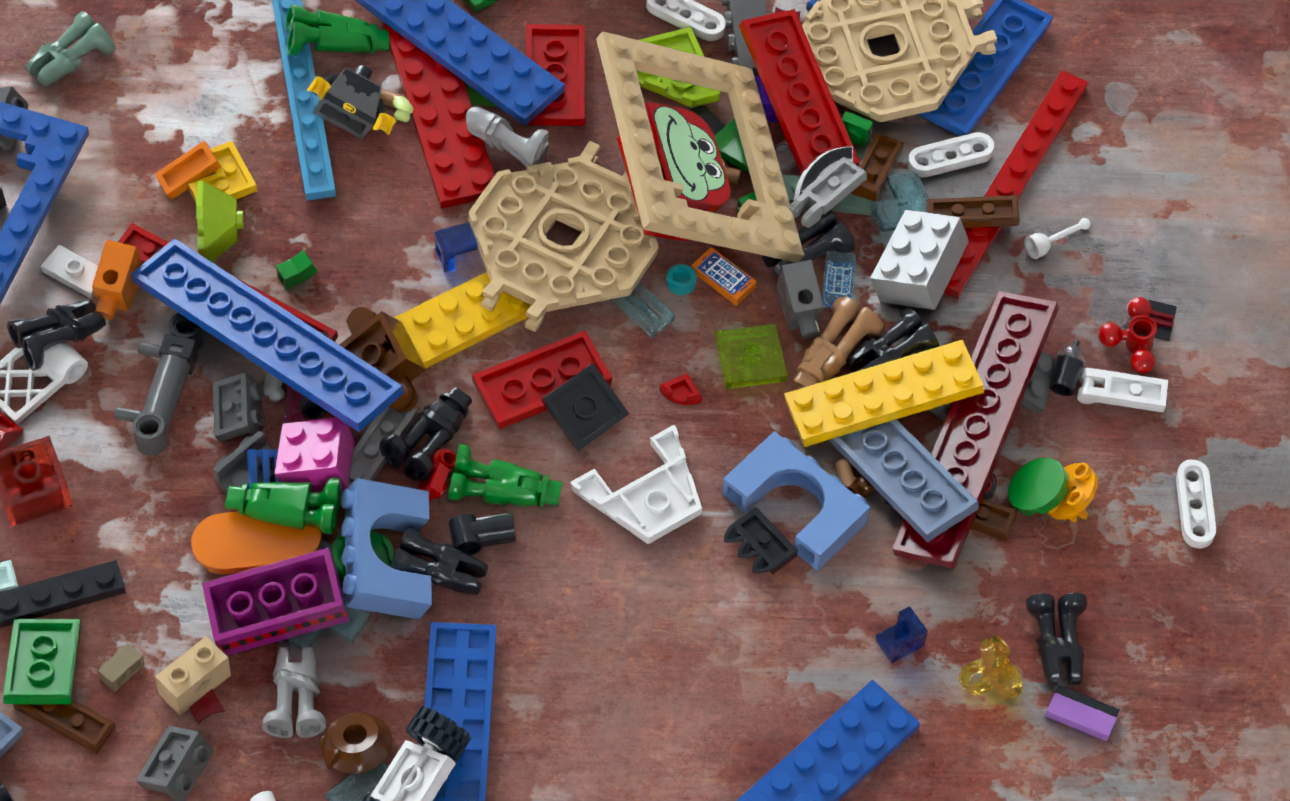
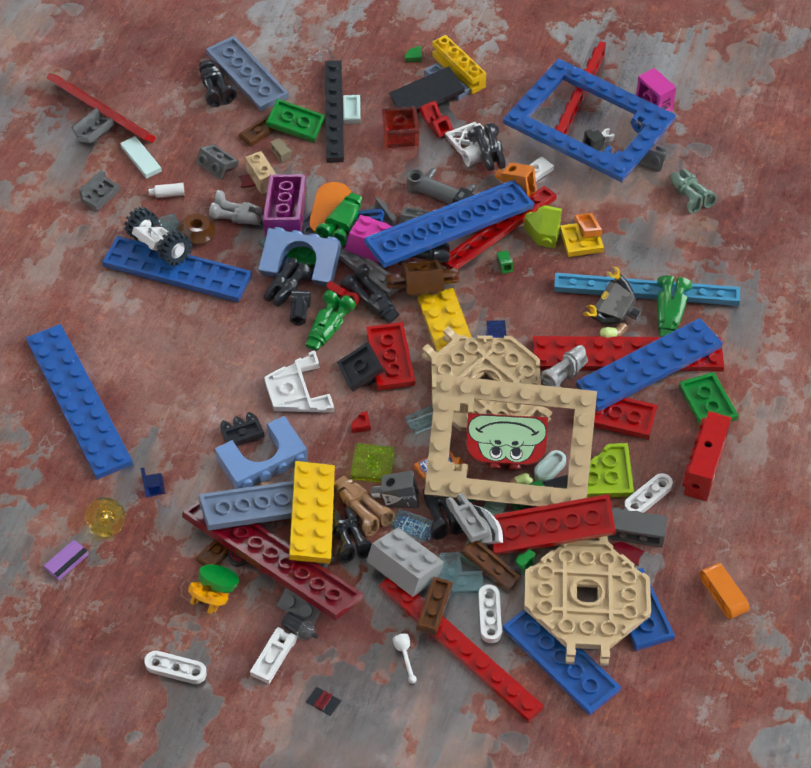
camera: 110 degrees right, 5 degrees down
(1054, 649) = (103, 558): black piece -> none
(1111, 335) = (316, 660): red piece -> none

